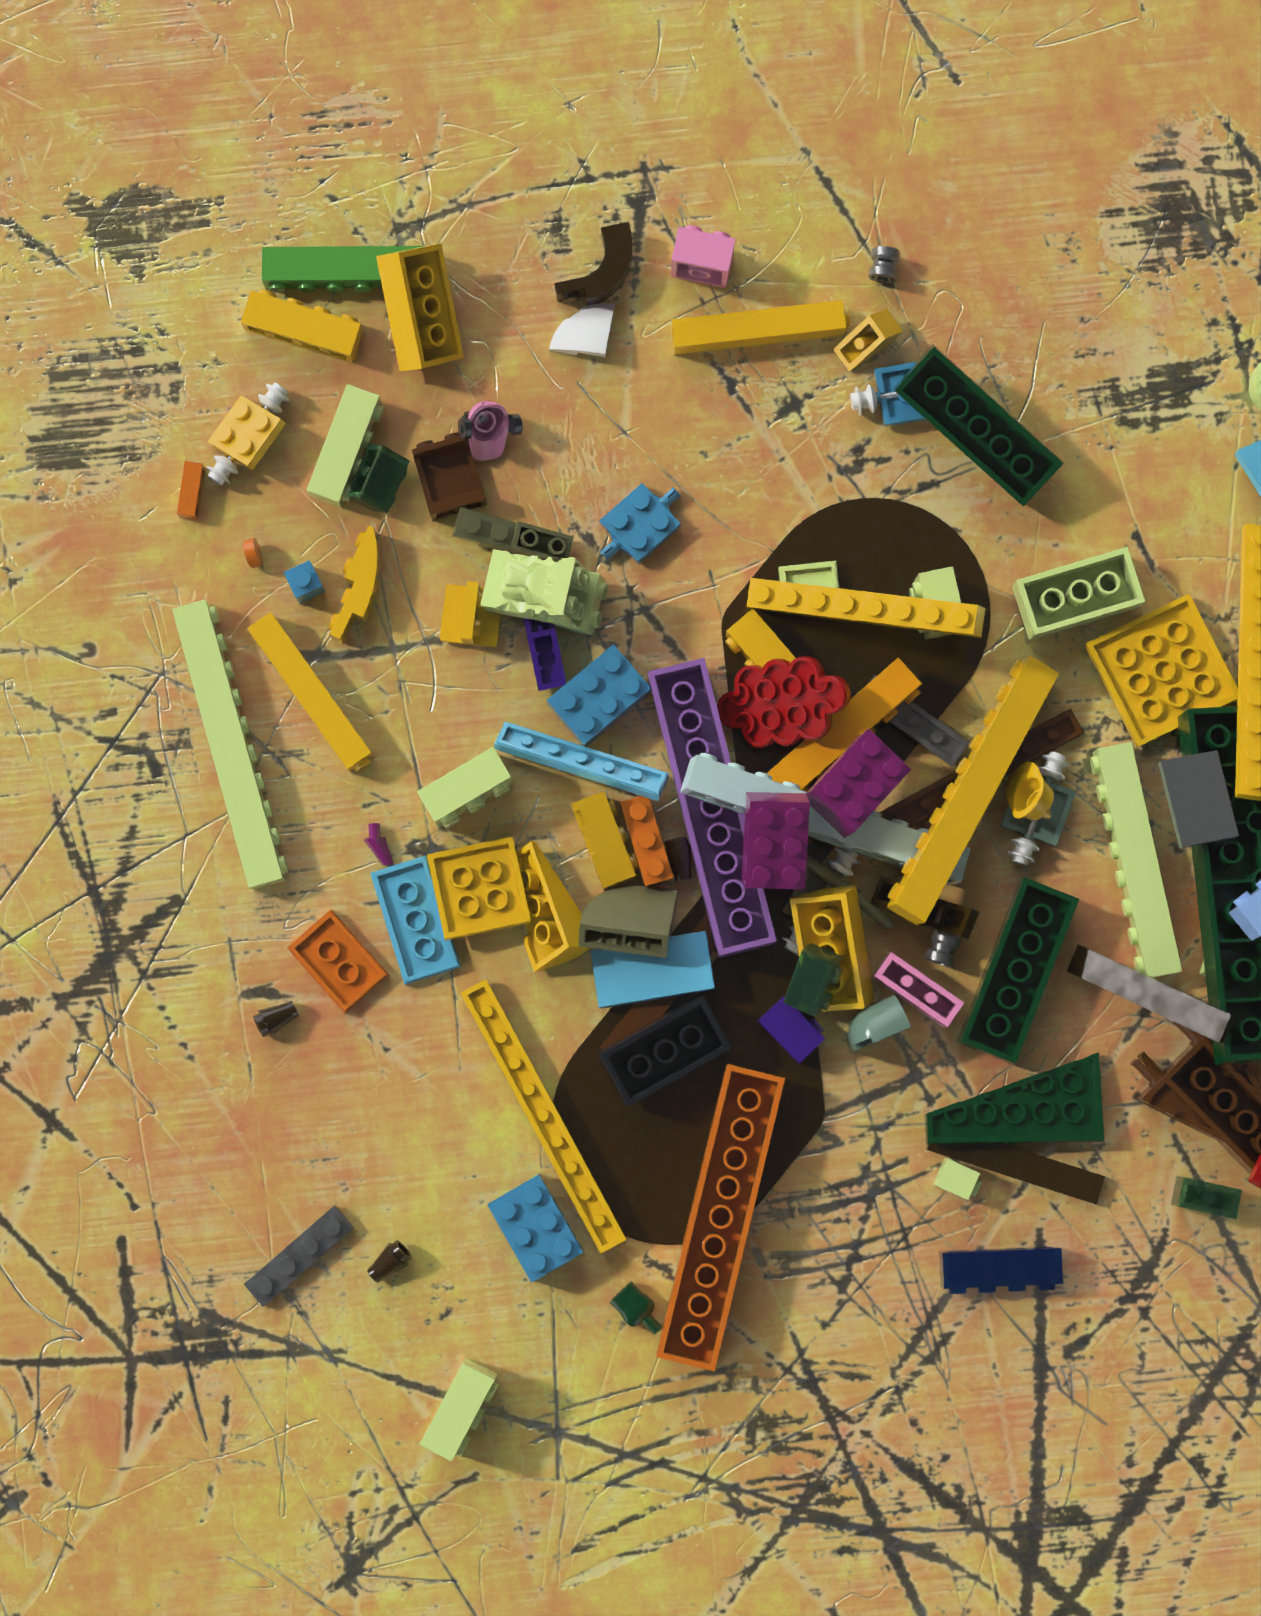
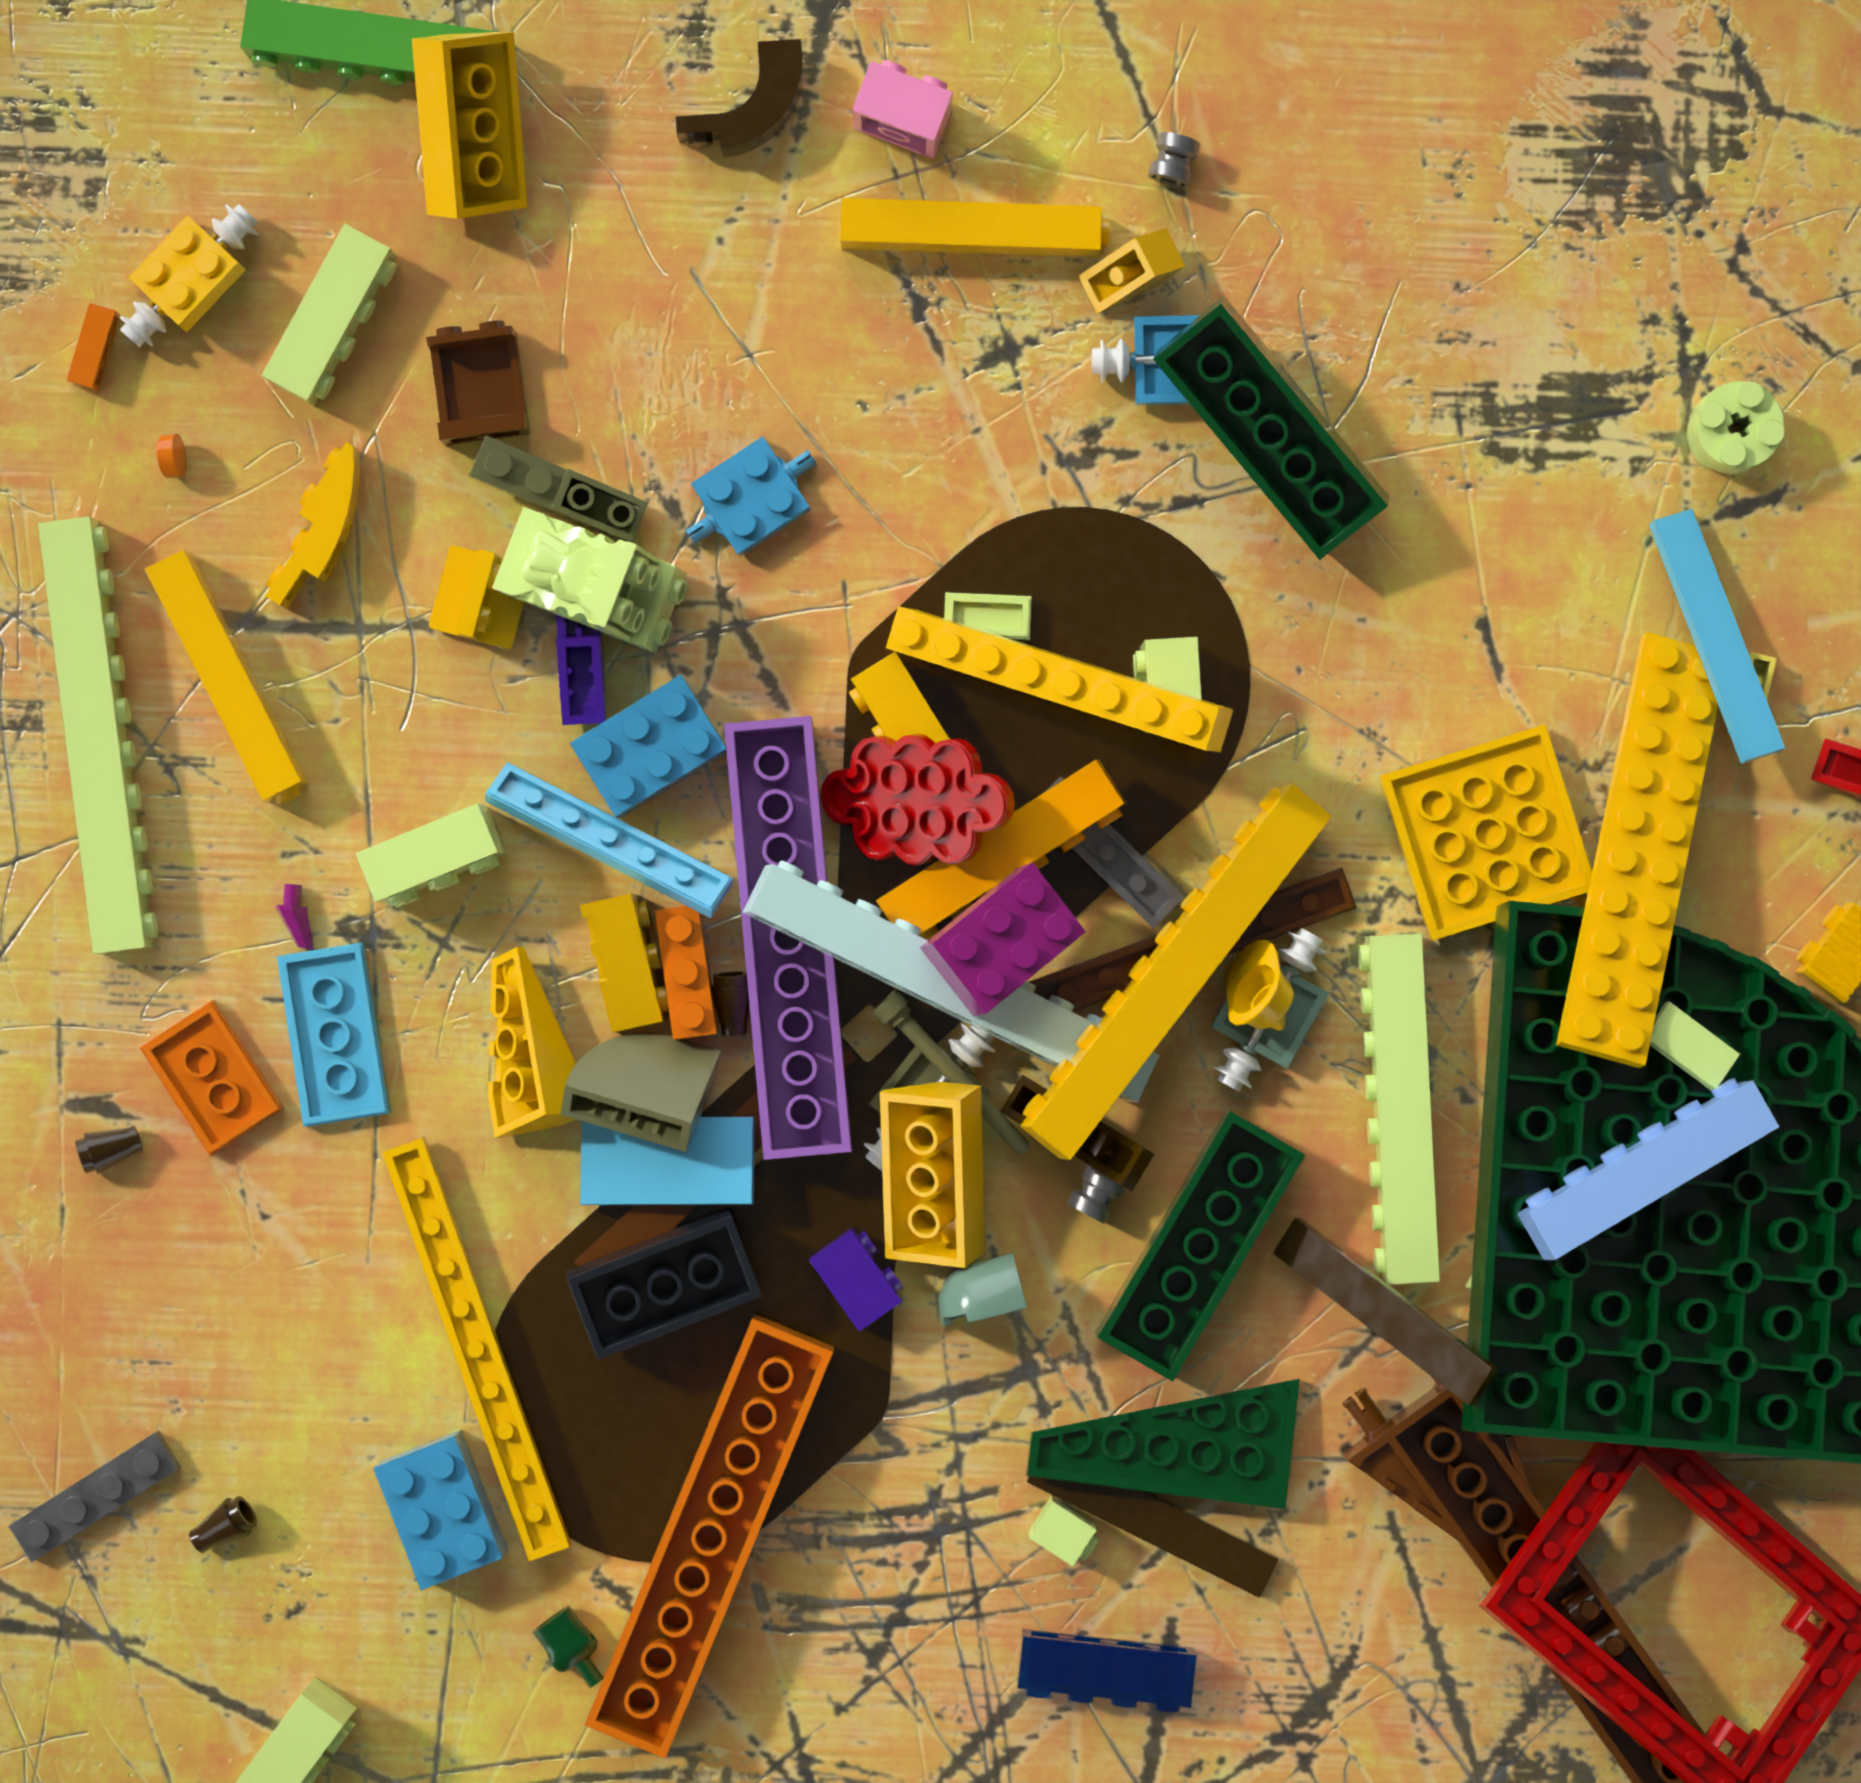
camera: 10 degrees right, 5 degrees up
(301, 325) = (292, 123): yellow brick -> none
(304, 582) = (240, 511): dark azure brick -> none
(378, 478) = (371, 372): clear green brick -> none
(478, 888) = (431, 1004): yellow plate -> none
(487, 429) = (544, 322): bright pink cap -> none
(585, 331) = (713, 194): white brick -> none
(775, 840) = (869, 1007): magenta brick -> none
(813, 980) = (896, 1216): clear green brick -> none
(917, 990) = (1049, 1250): bright pink brick -> none
(1078, 593) = (1380, 700): yellowish green brick -> none
(1198, 799) = (1501, 1039): dark grey tile -> none
(1206, 1197) = (1419, 1614): clear green brick -> none

